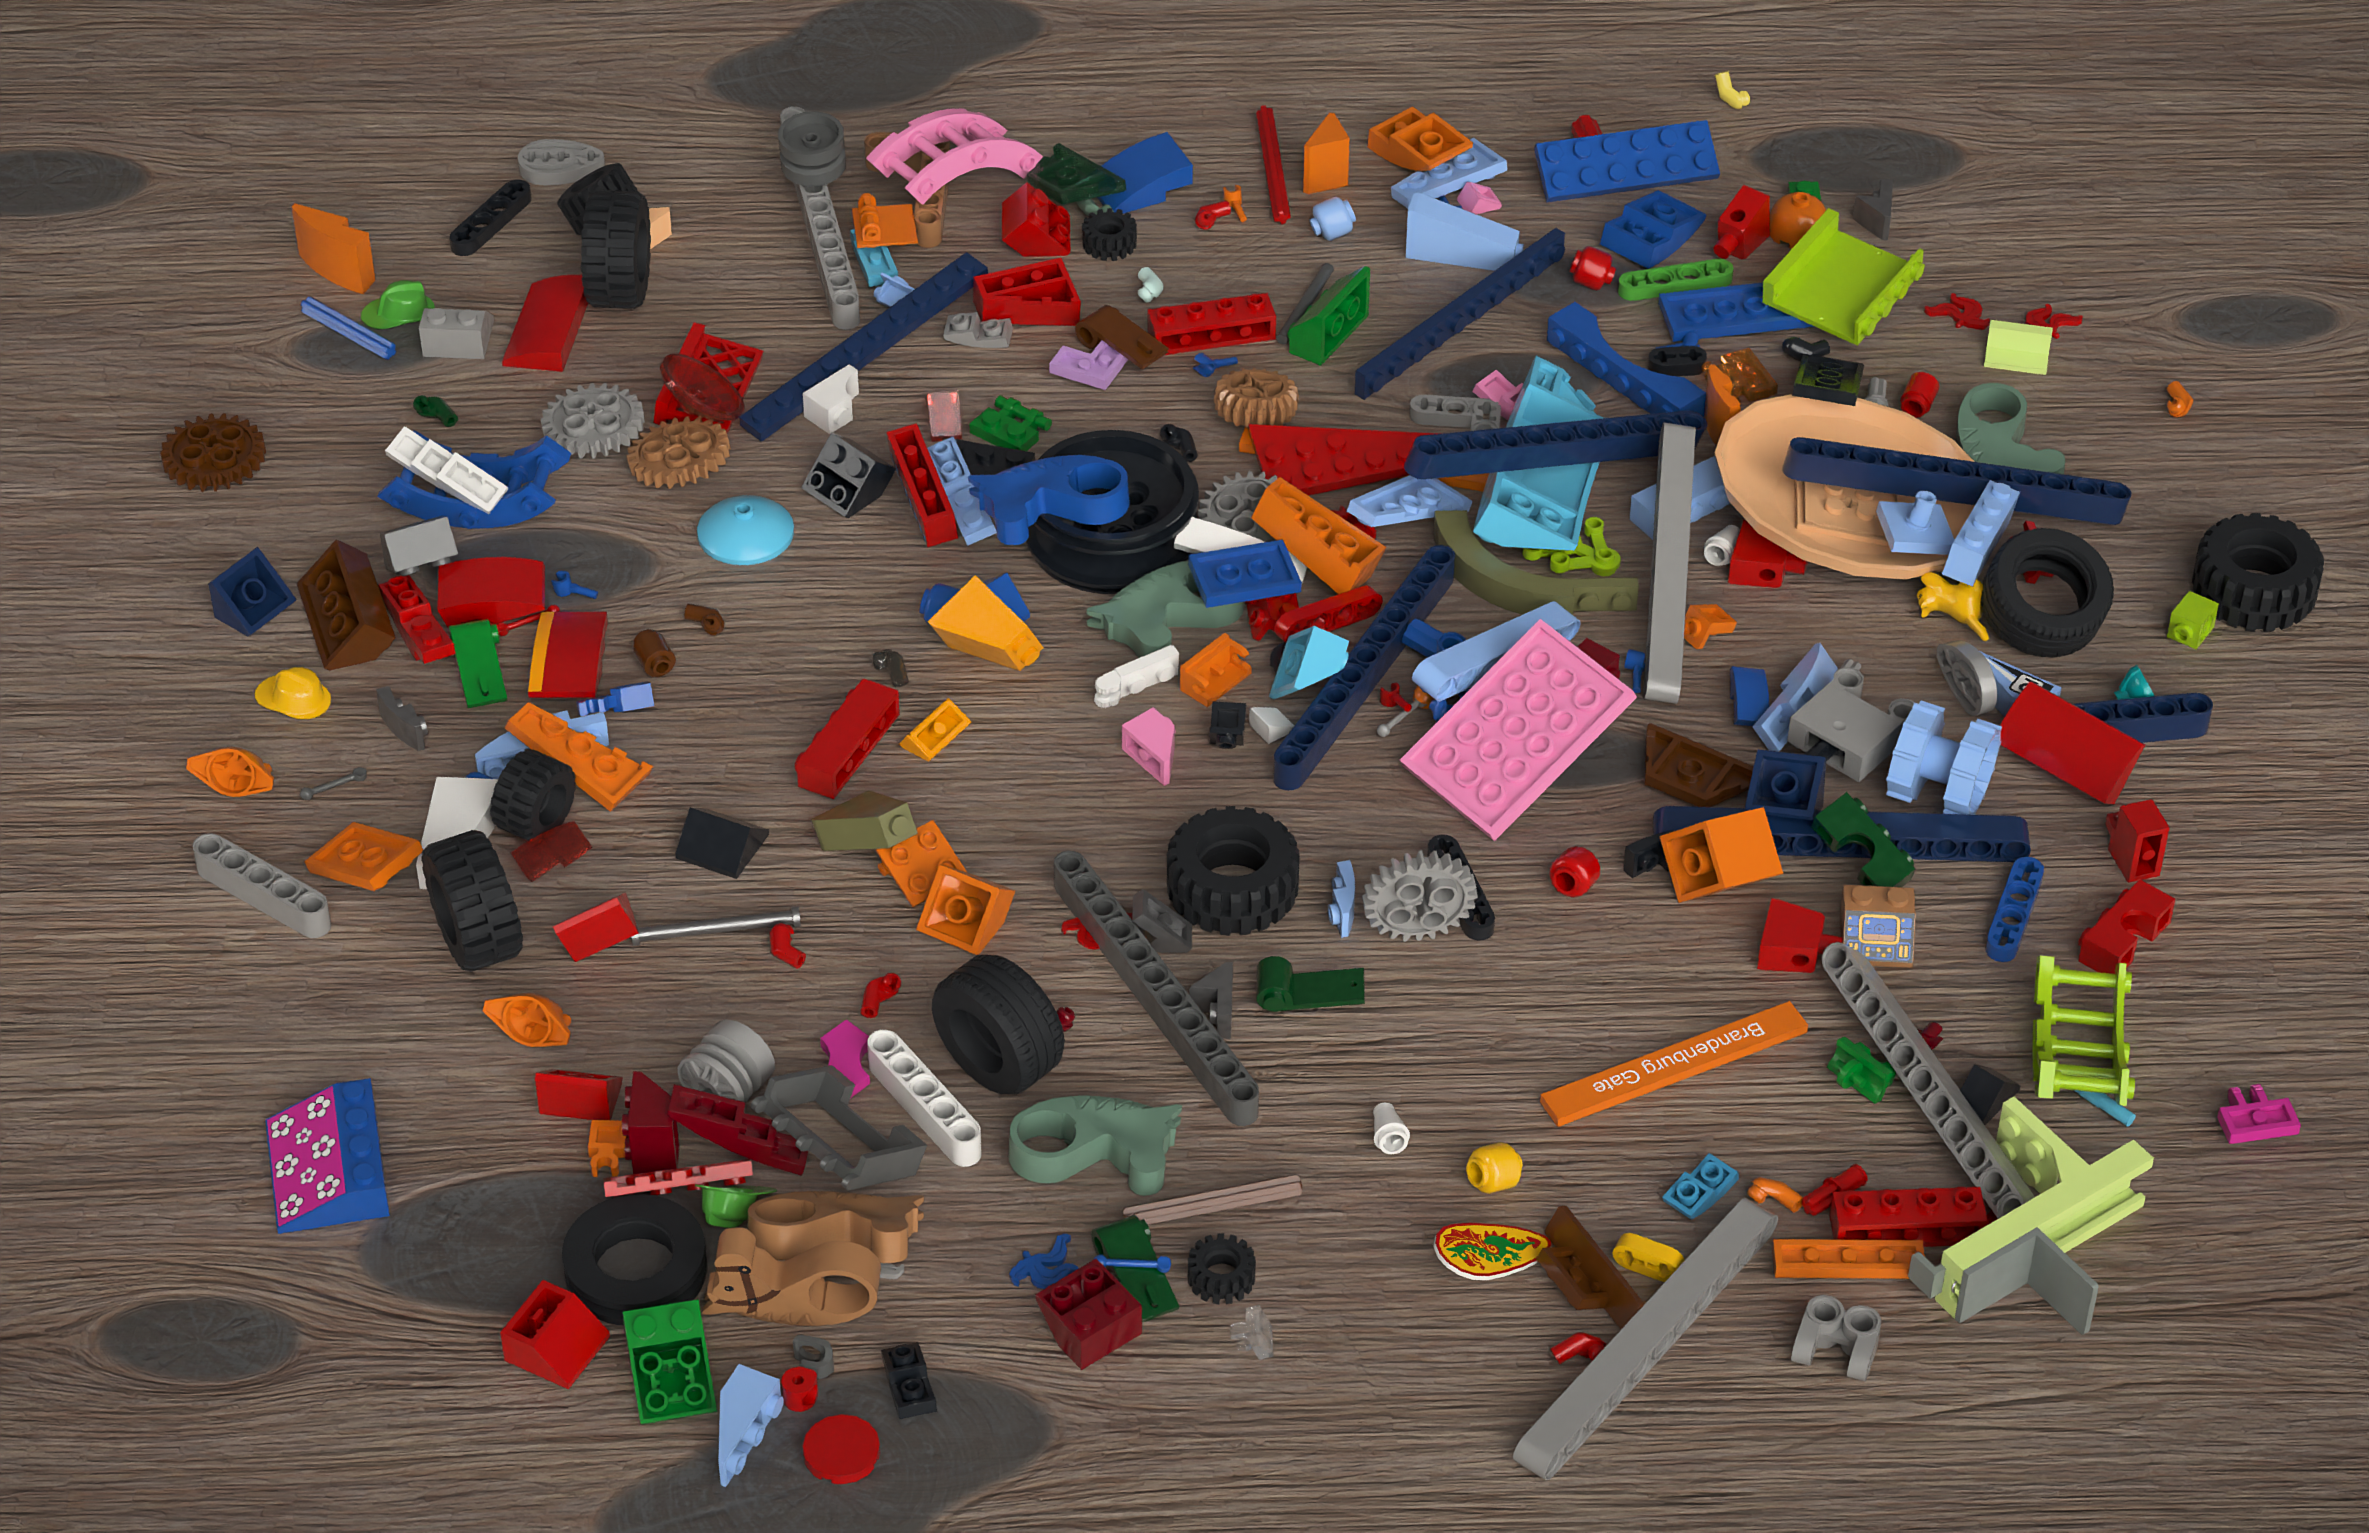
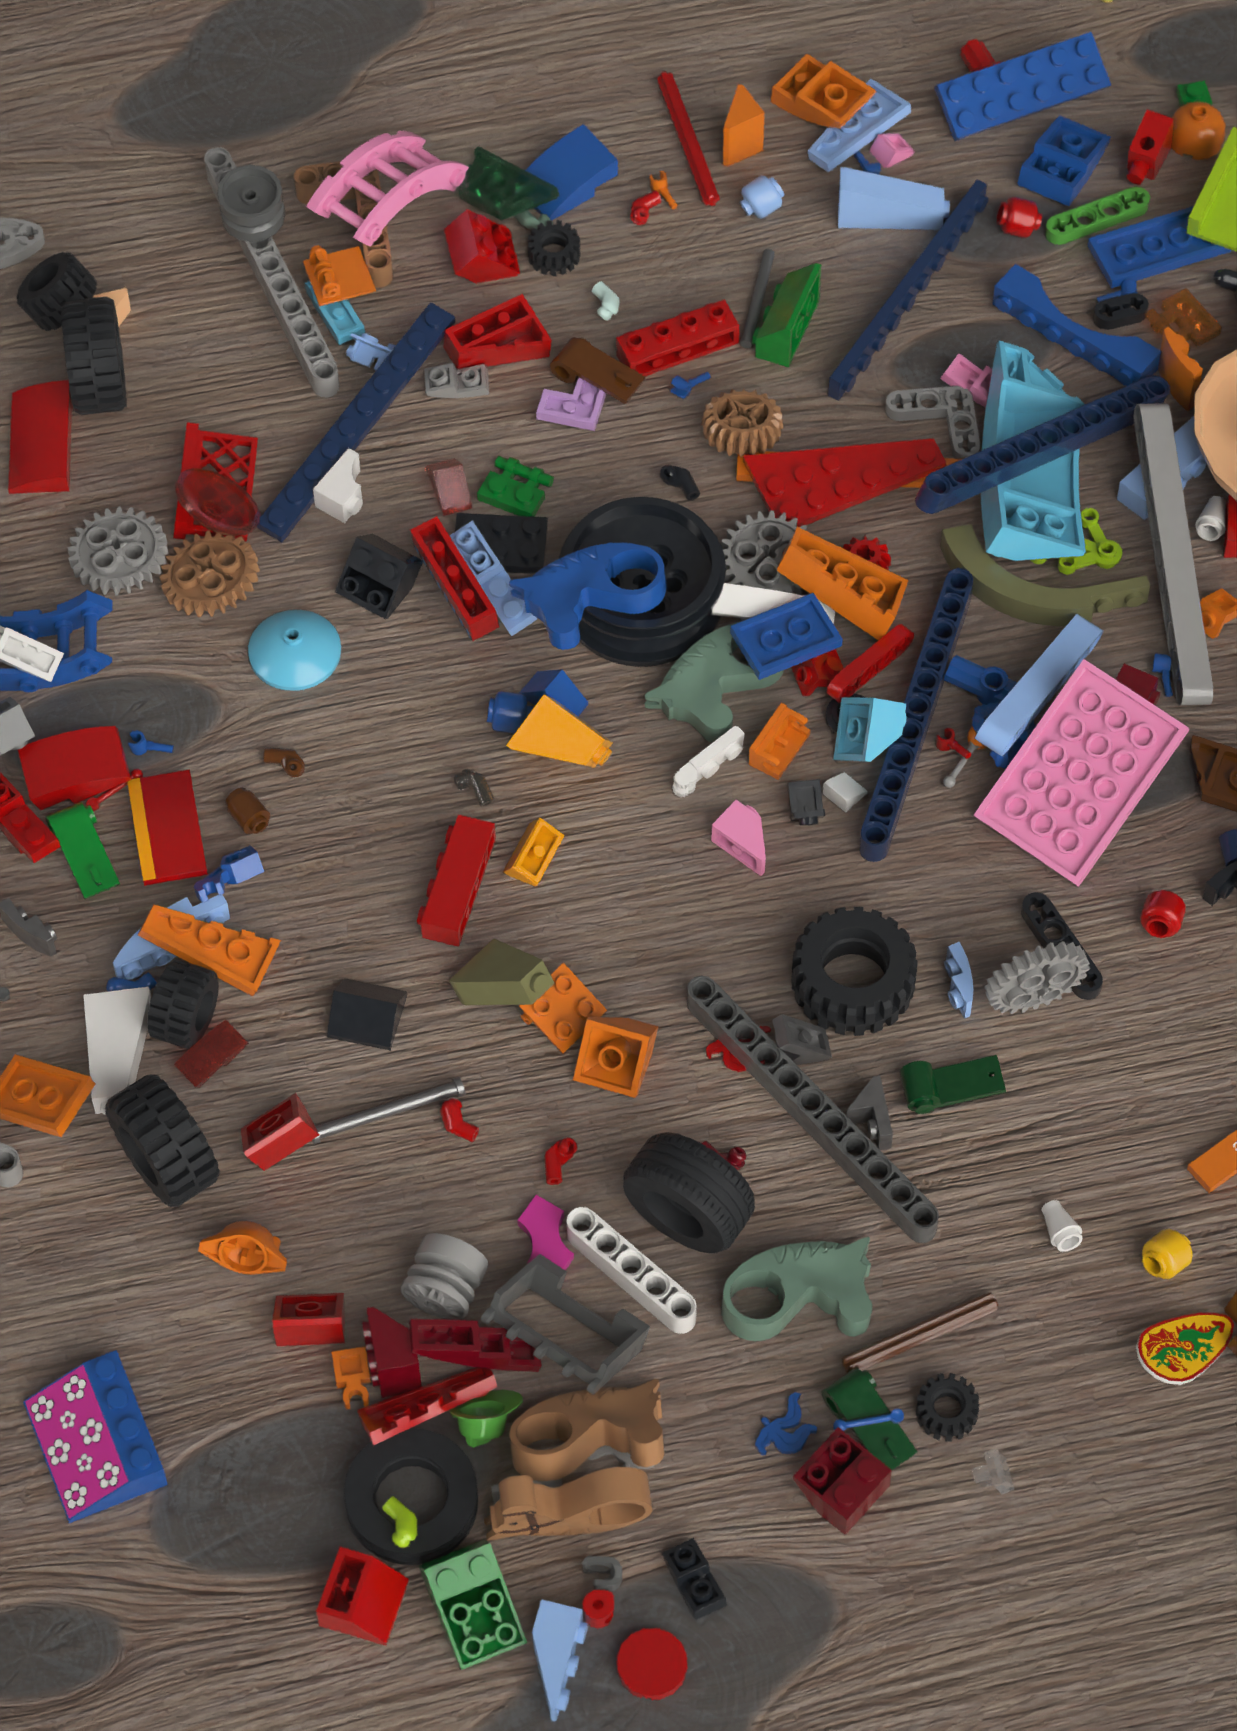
camera: 10 degrees left, 15 degrees up
(617, 1271) = (405, 1522): none -> lime arm
(1406, 501) = (909, 526): light blue wing -> none

